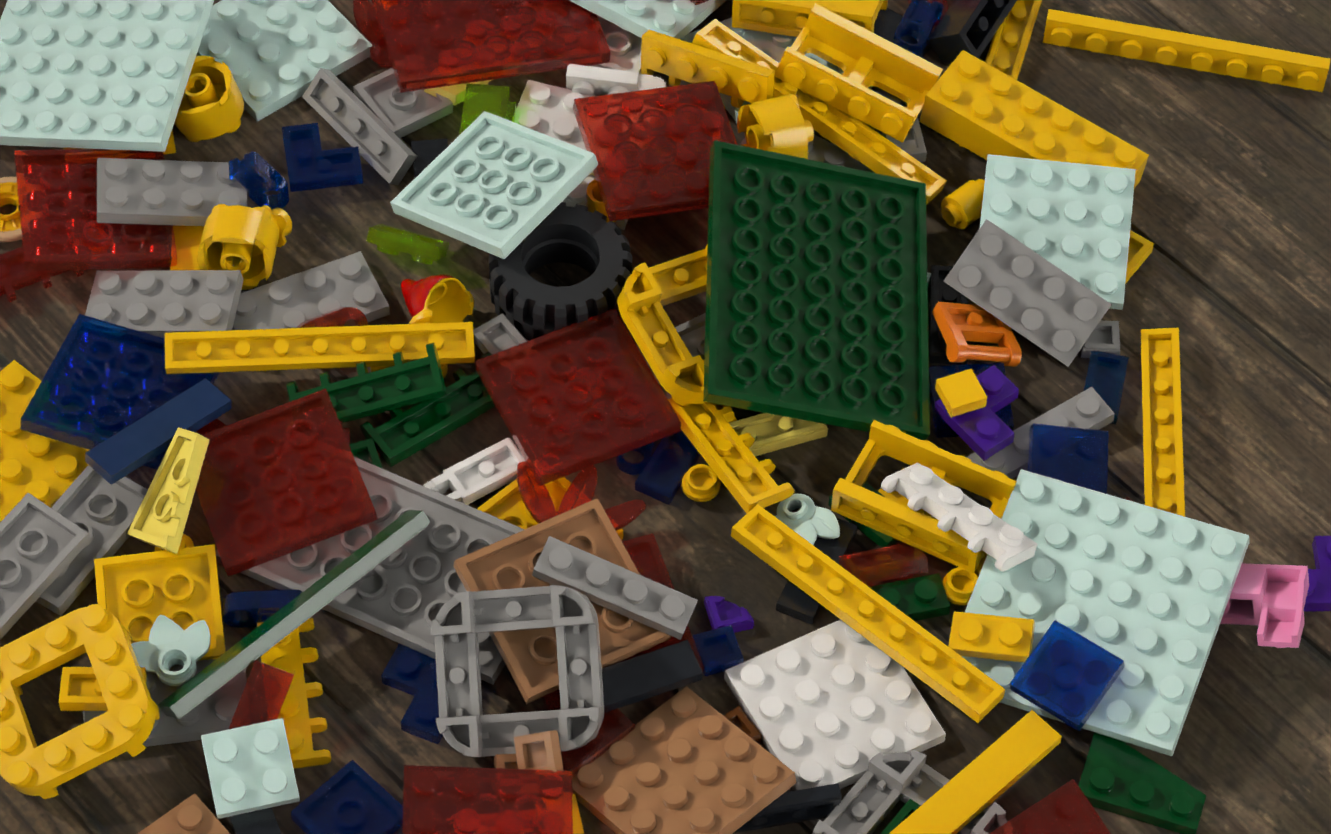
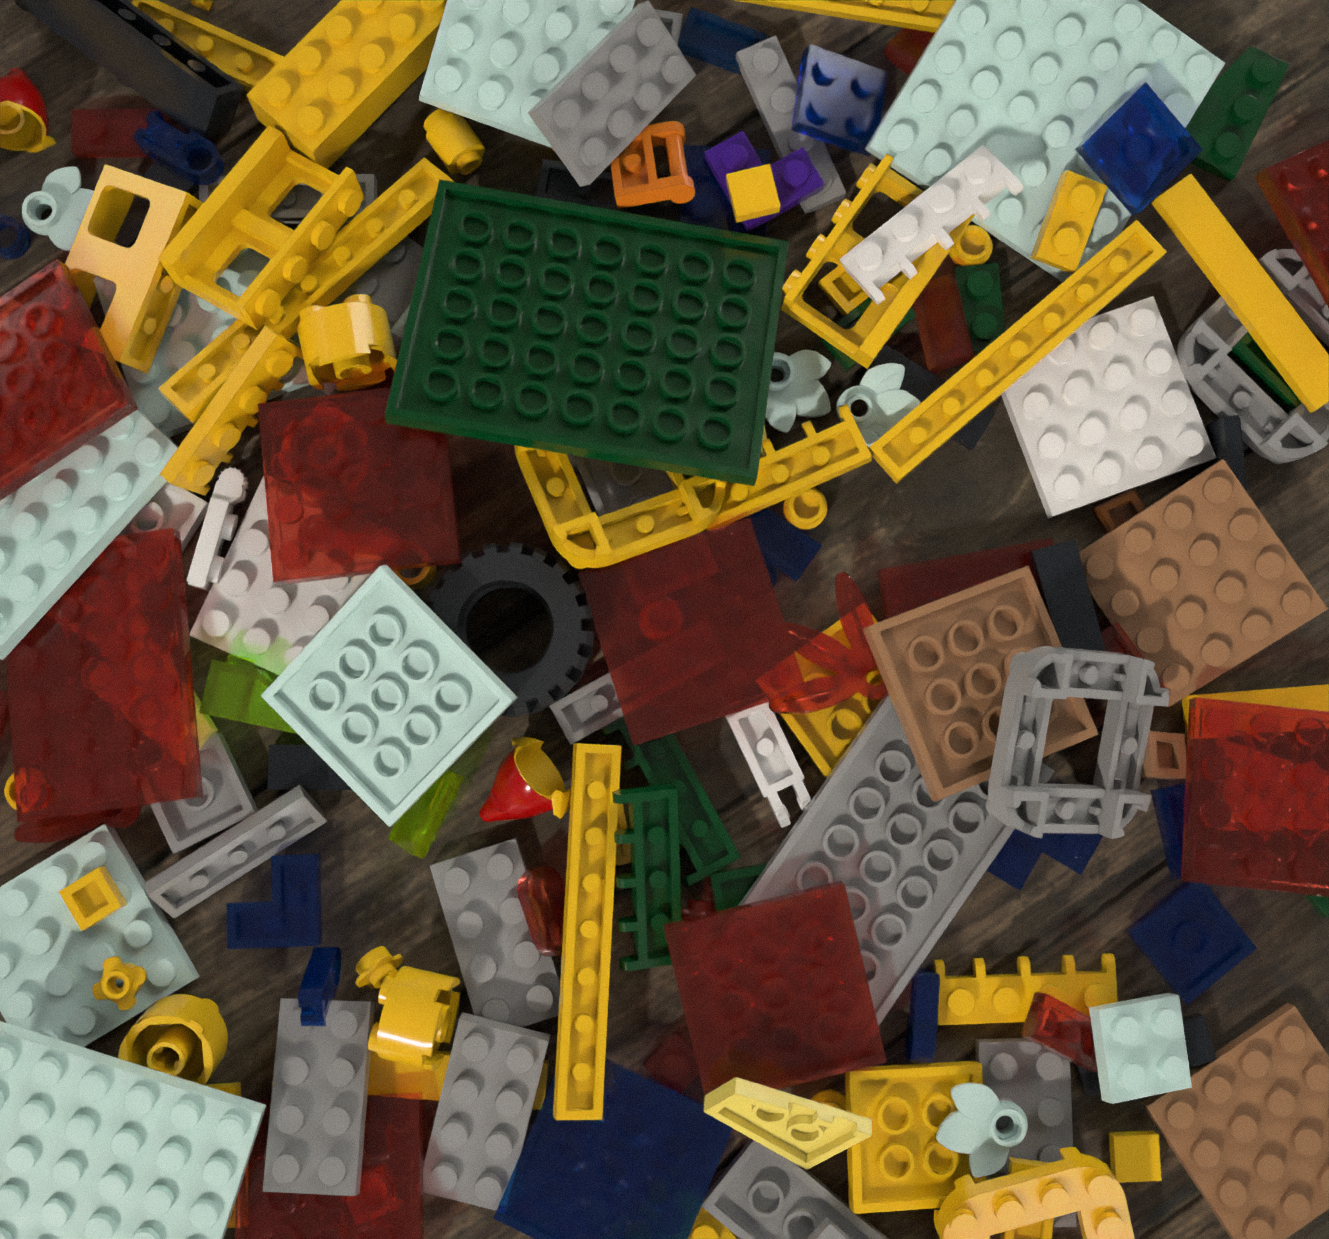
camera: 85 degrees left, 30 degrees up
(148, 793) = (1135, 1156): none -> yellow tile
(155, 431) = (694, 1133): dark blue tile -> none
(251, 61) = (132, 978): none -> yellow plate
(294, 614) = (963, 986): tile -> none
(314, 39) = (93, 898): none -> yellow tile
(539, 751) = (1167, 730): medium nougat plate -> none
(615, 587) = (982, 622): light grey plate -> none
(718, 650) = (1027, 519): clear blue plate -> none
(725, 613) = (977, 504): dark purple tile -> none
(806, 469) = (799, 390): none -> light aqua plate

